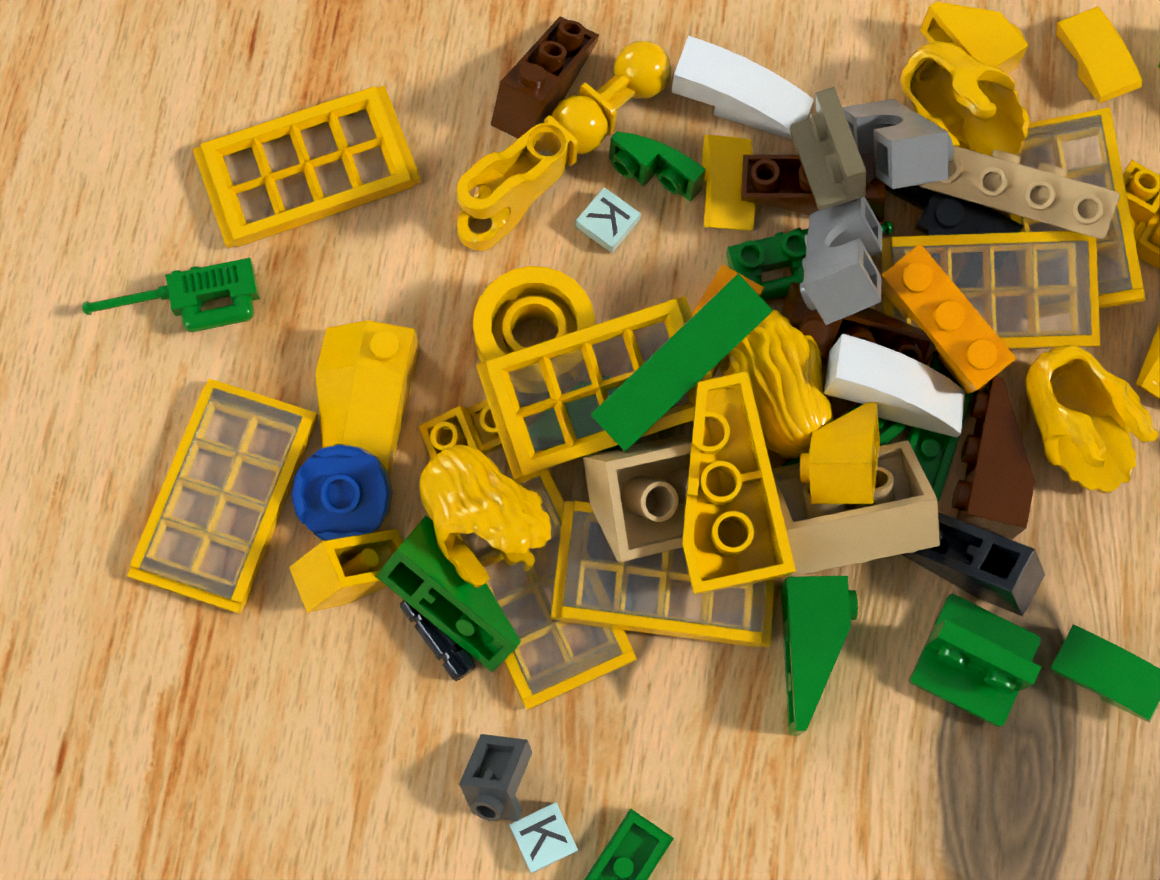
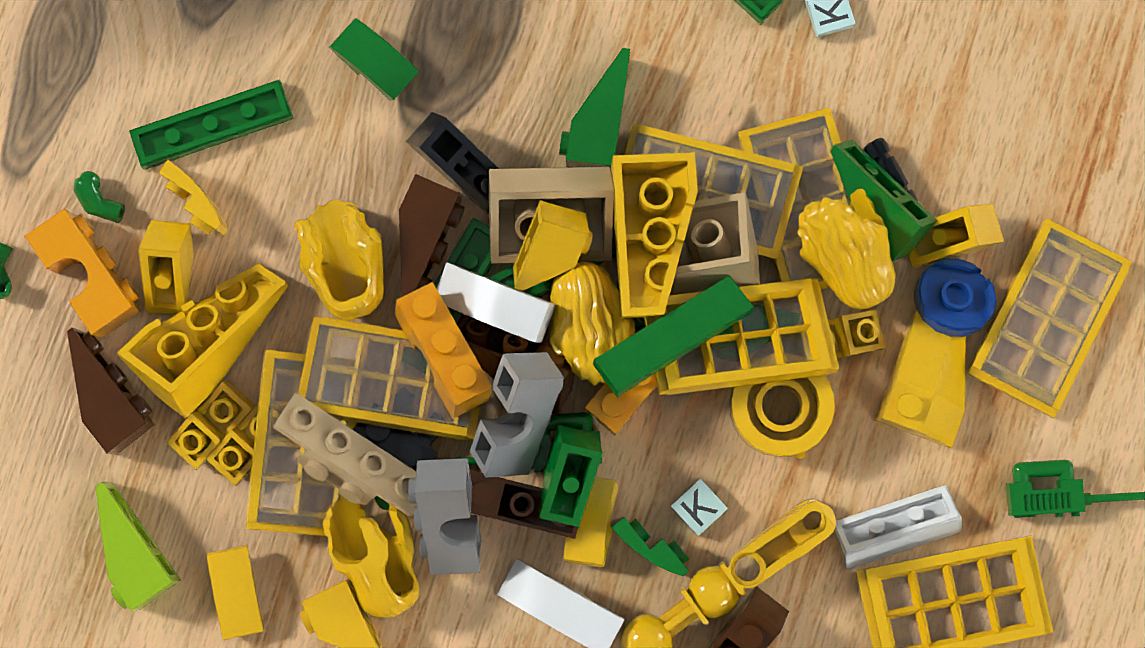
camera: 165 degrees left, 10 degrees up
(380, 235) = (897, 527): none -> white slope
(495, 776) = (861, 59): dark grey bracket -> none
(766, 211) = (569, 475): none -> green slope
(829, 153) = (511, 507): dark tan bracket -> none
(976, 660) = (474, 87): green bracket -> none

